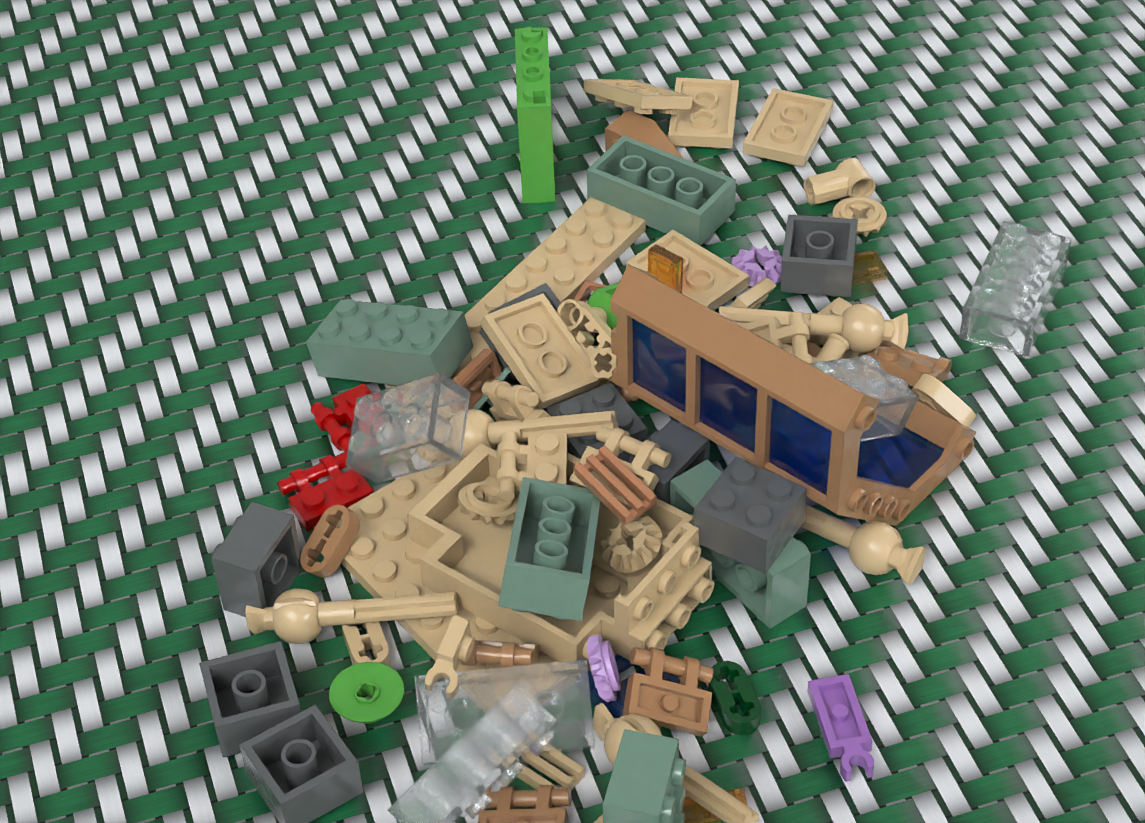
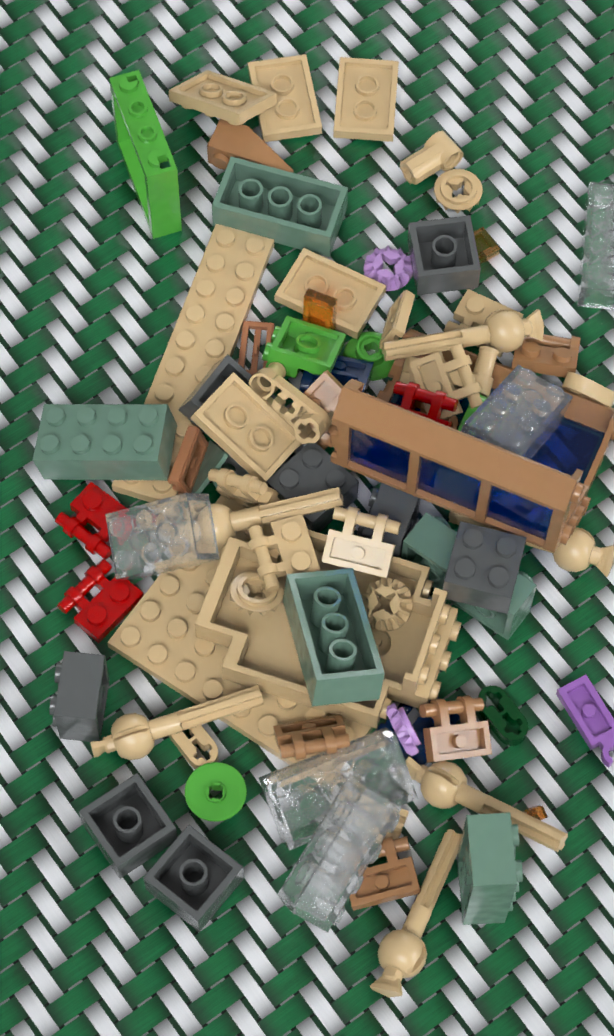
camera: 20 degrees left, 20 degrees up
(330, 541) = (137, 658): medium nougat beam -> none
(455, 647) = (292, 755): tan plate -> none
(606, 457) = (372, 553): nougat tile -> none

